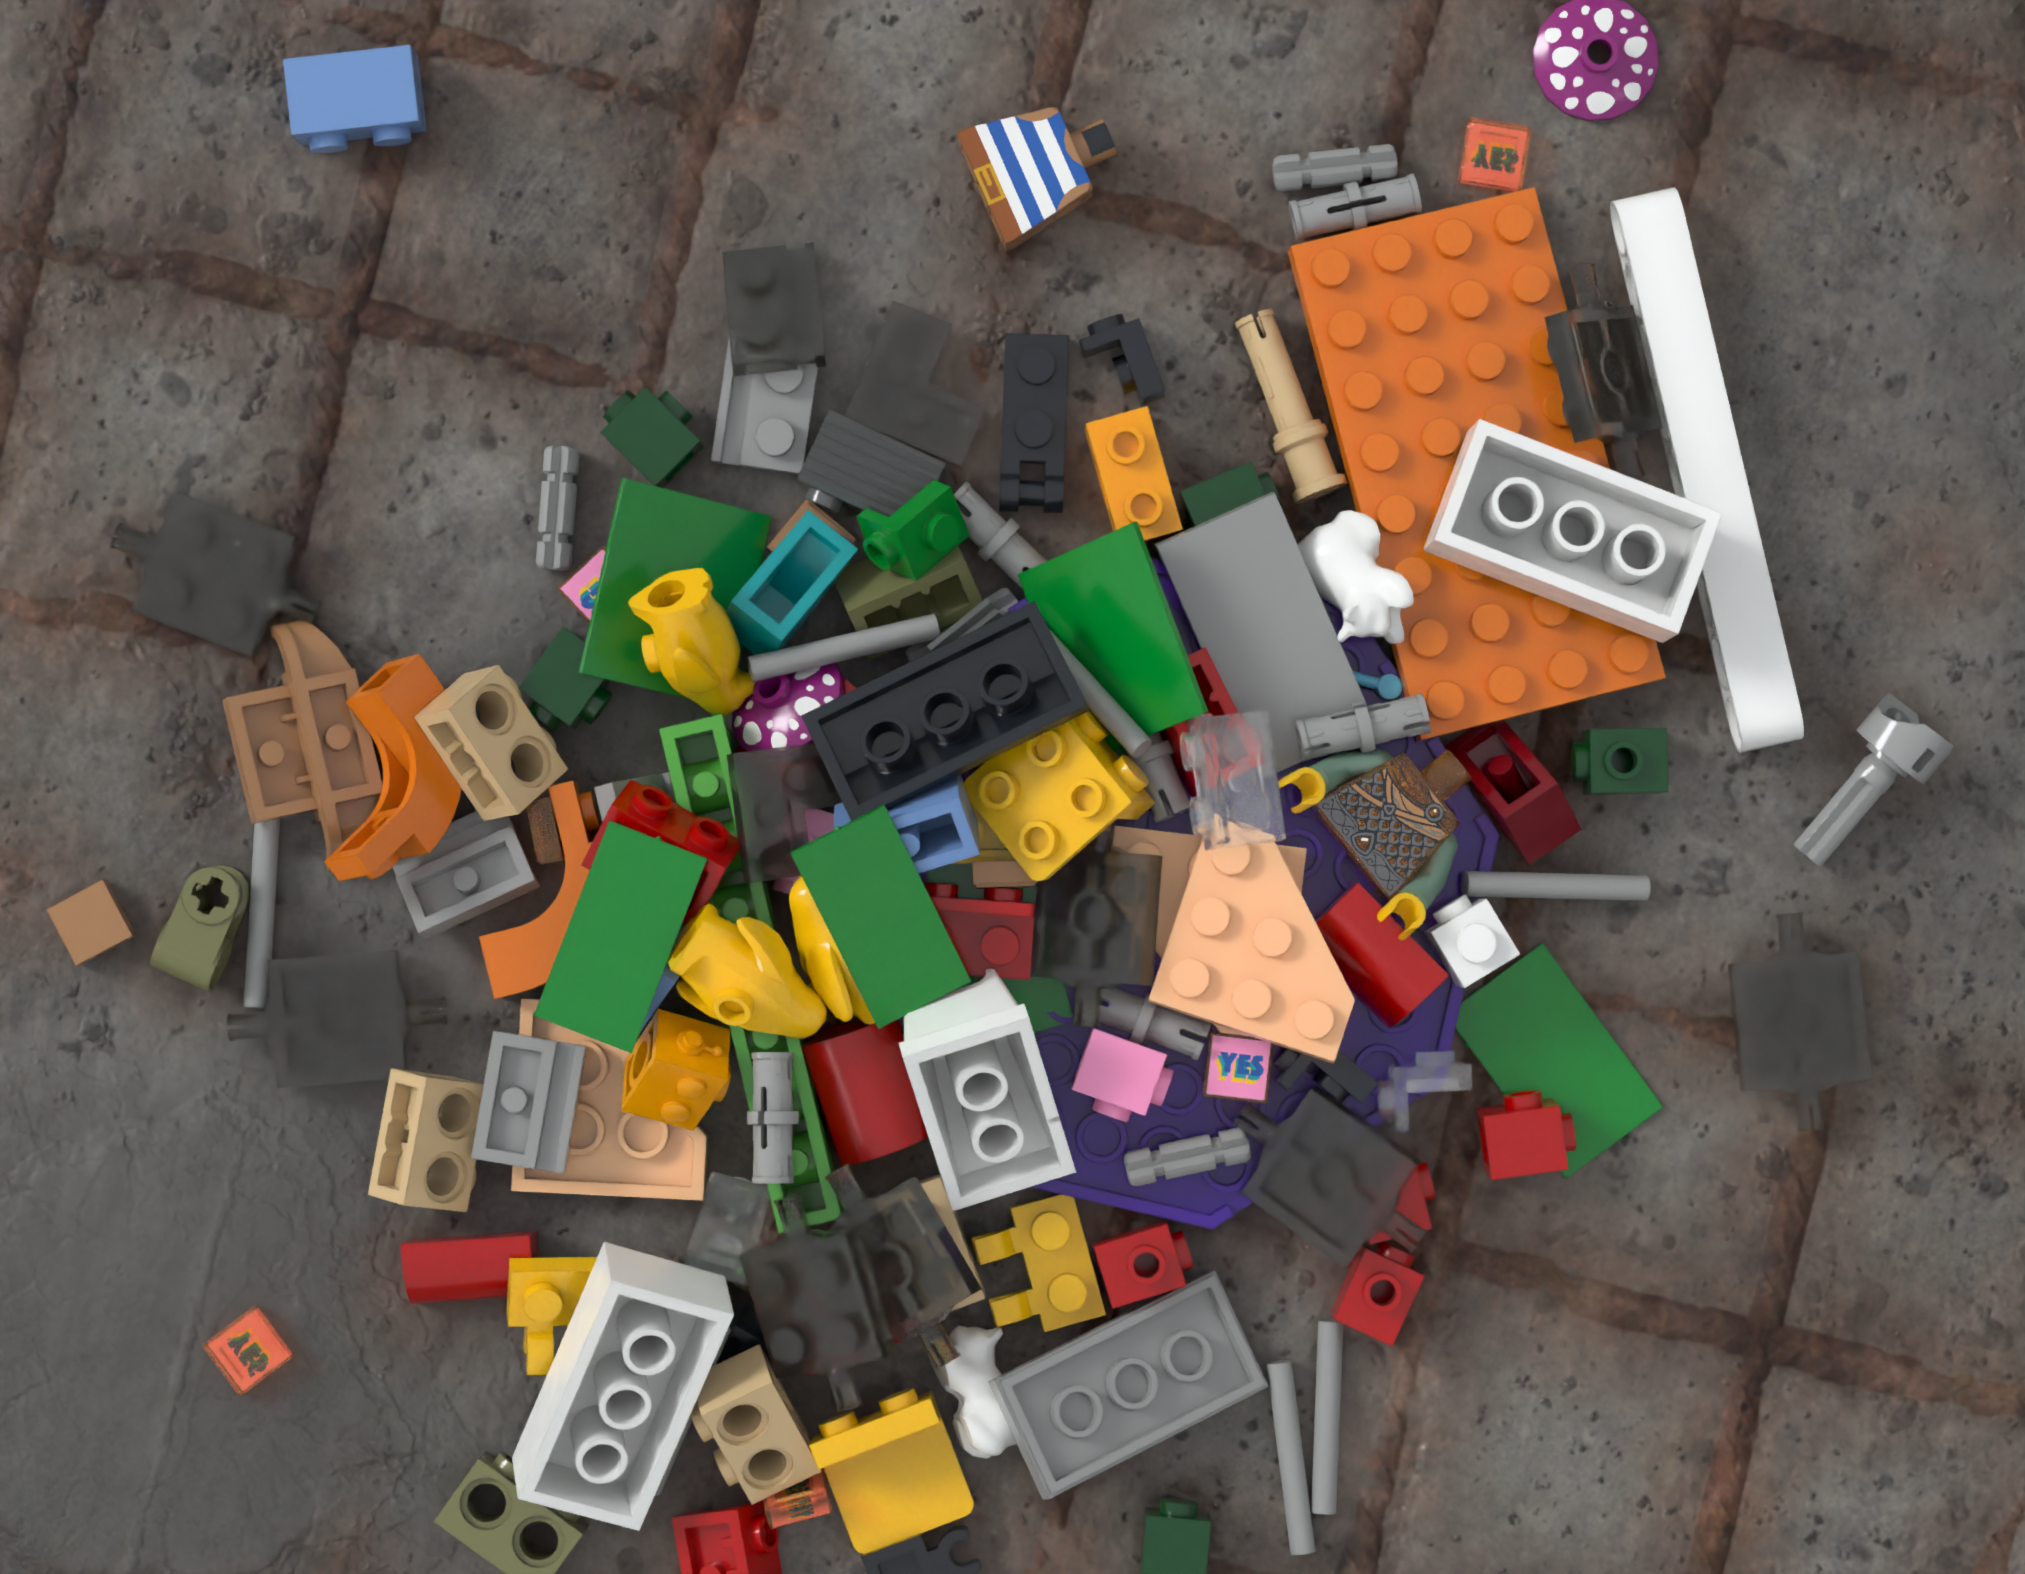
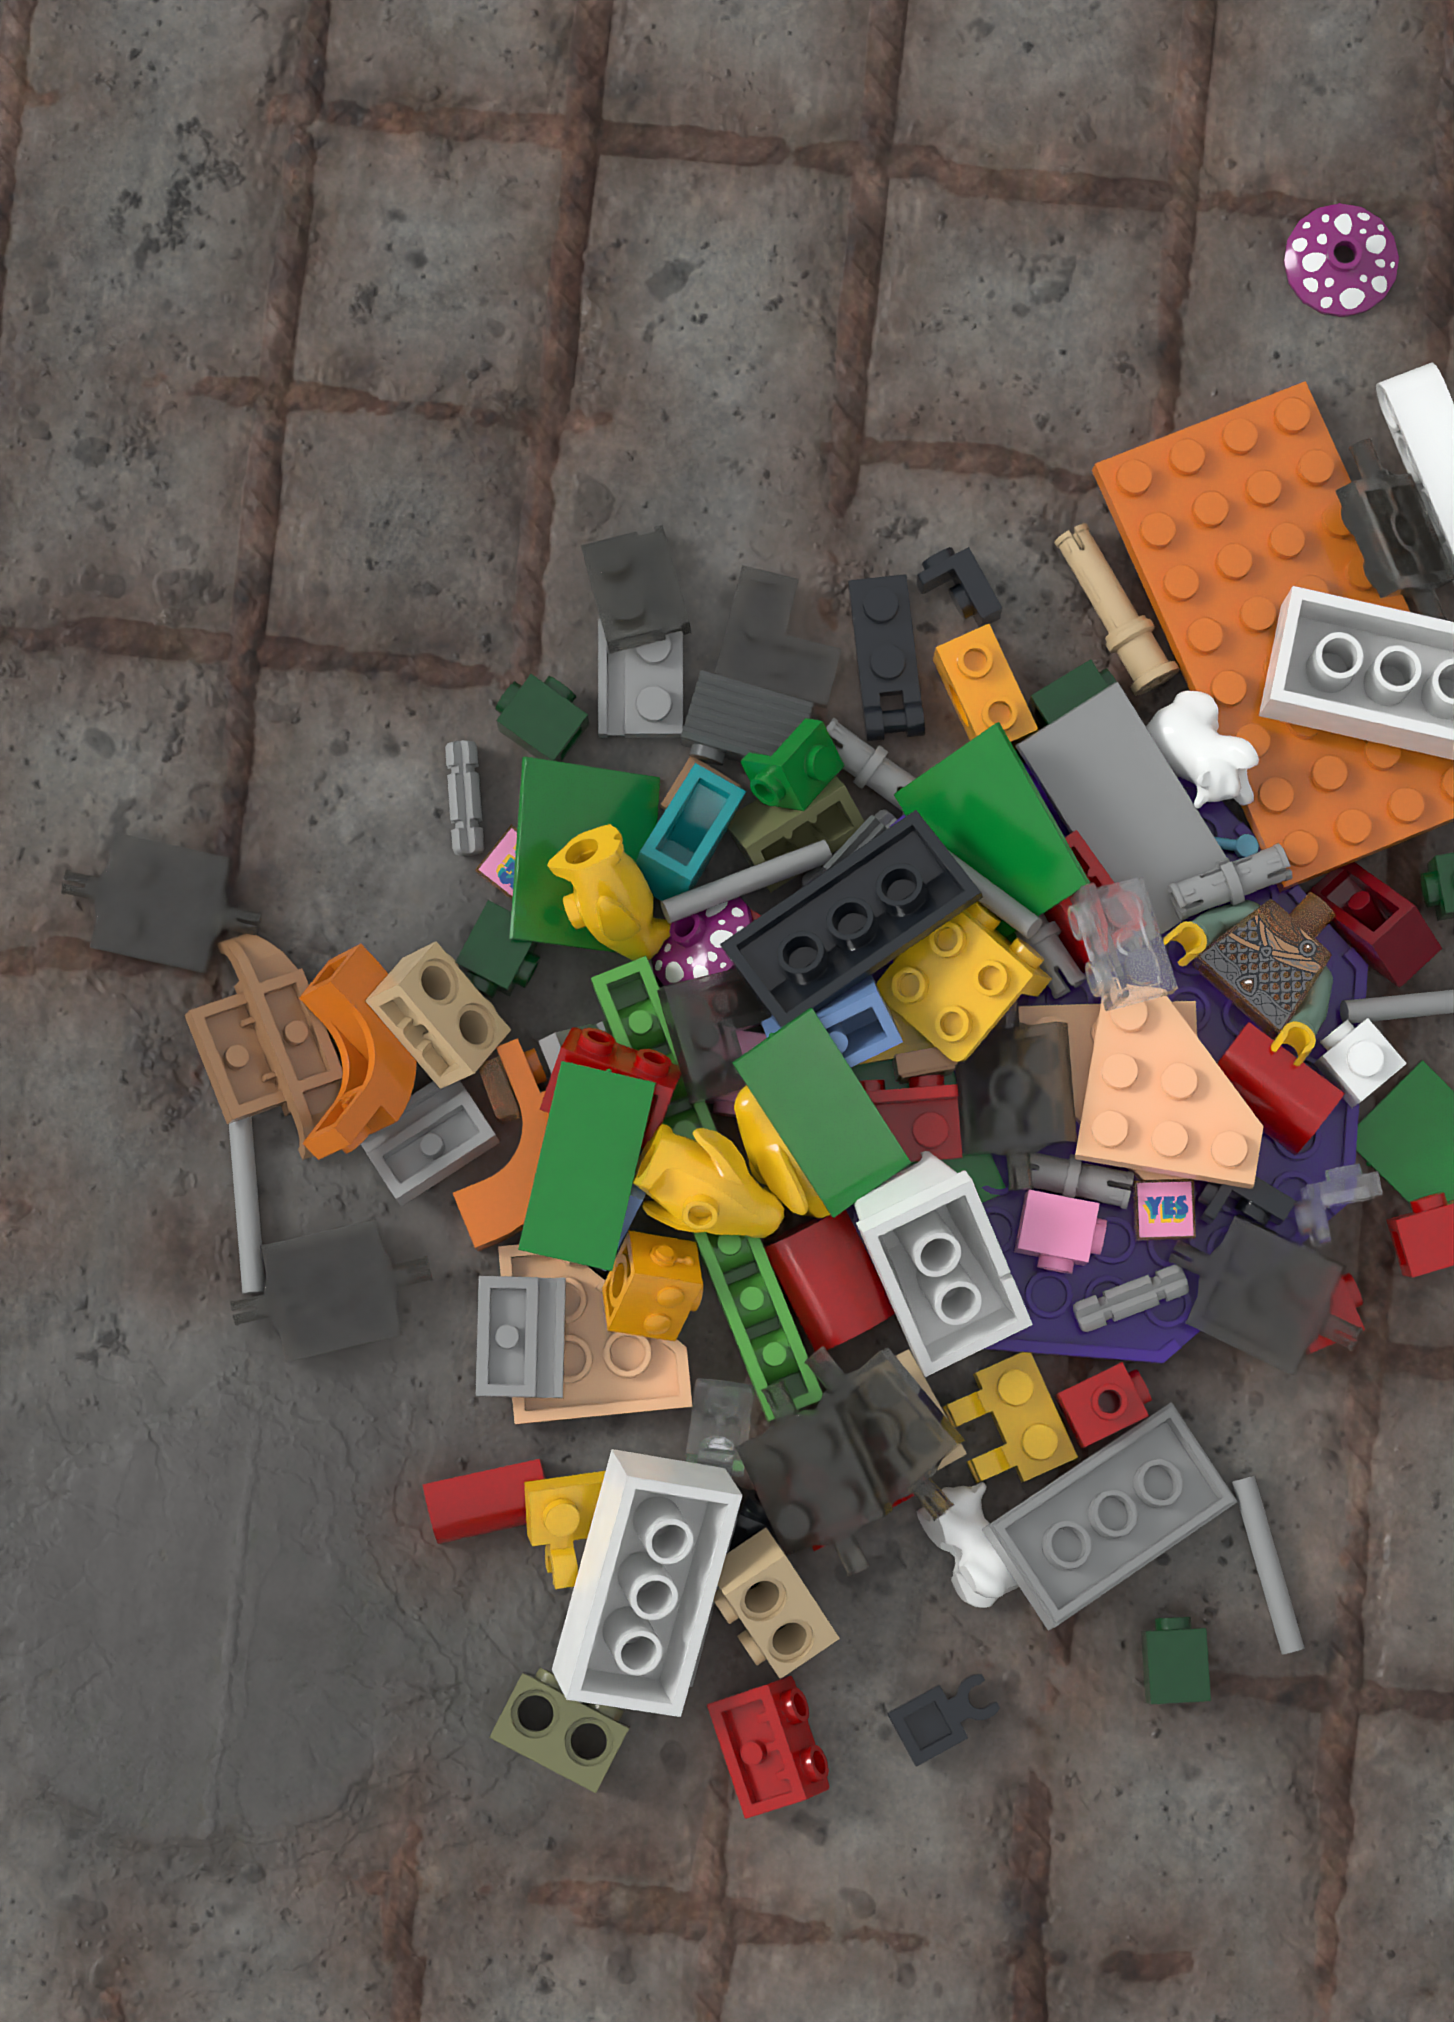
camera: 10 degrees left, 5 degrees down
(91, 922) = (91, 1237): medium nougat tile -> none
(200, 938) = (192, 1237): olive piece -> none
(248, 1350) = (291, 1610): clear orange tile -> none
(355, 98) = (228, 456): medium blue brick -> none
(419, 1139) = (431, 1388): tan brick -> none
(772, 1117) = (748, 1313): light grey pin -> none
(799, 1502) = (823, 1670): clear orange tile -> none
(892, 1470) = (904, 1630): yellow bracket -> none
(1032, 169) = (850, 431): torso -> none
(1327, 1417) = (1295, 1522): light grey bar -> none
(1334, 167) = (1122, 390): light grey axle -> none
(1378, 1292) = (1324, 1398): red brick -> none
(1397, 199) = (1146, 422): light grey pin -> none
(1494, 154) = (1263, 358): clear orange tile -> none

